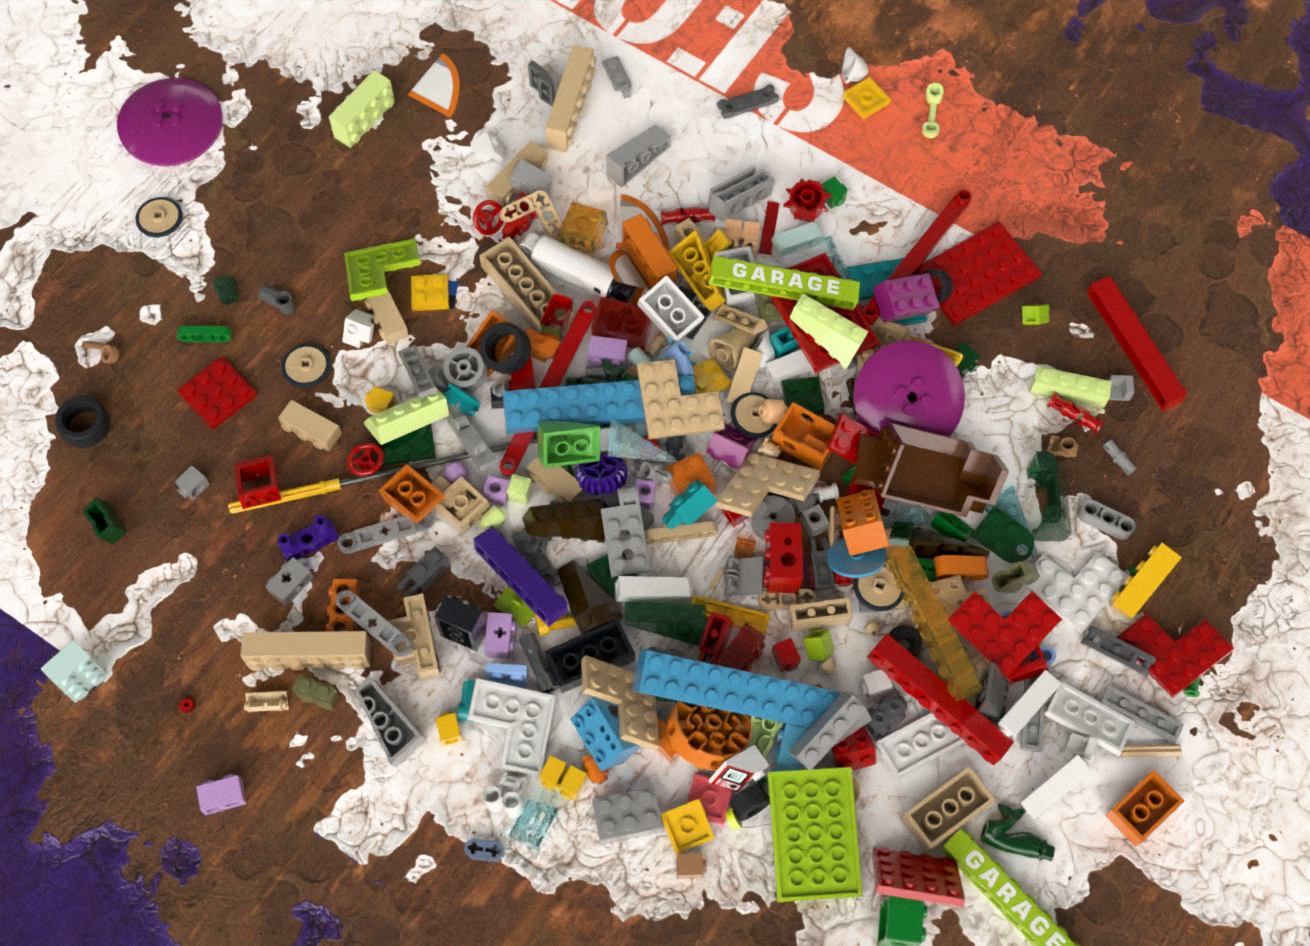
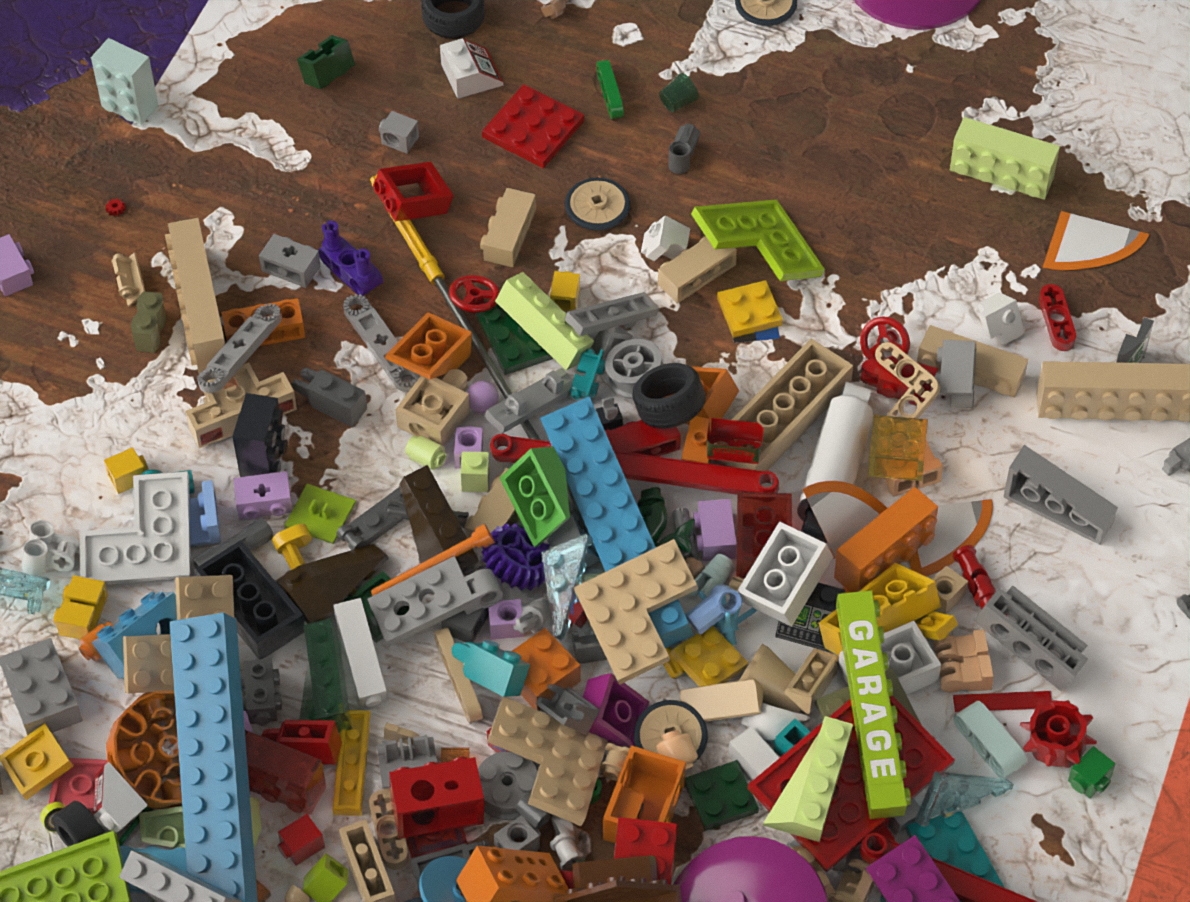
camera: 80 degrees right, 10 degrees down
(146, 424) = (468, 67): none -> white slope
(393, 728) = (123, 403): light grey wedge -> none
(481, 123) = (1054, 327): none -> red beam
(520, 576) = (345, 495): dark purple brick -> none
(593, 489) = (479, 538): none -> orange piece
(731, 465) = (569, 708): none -> dark grey hinge

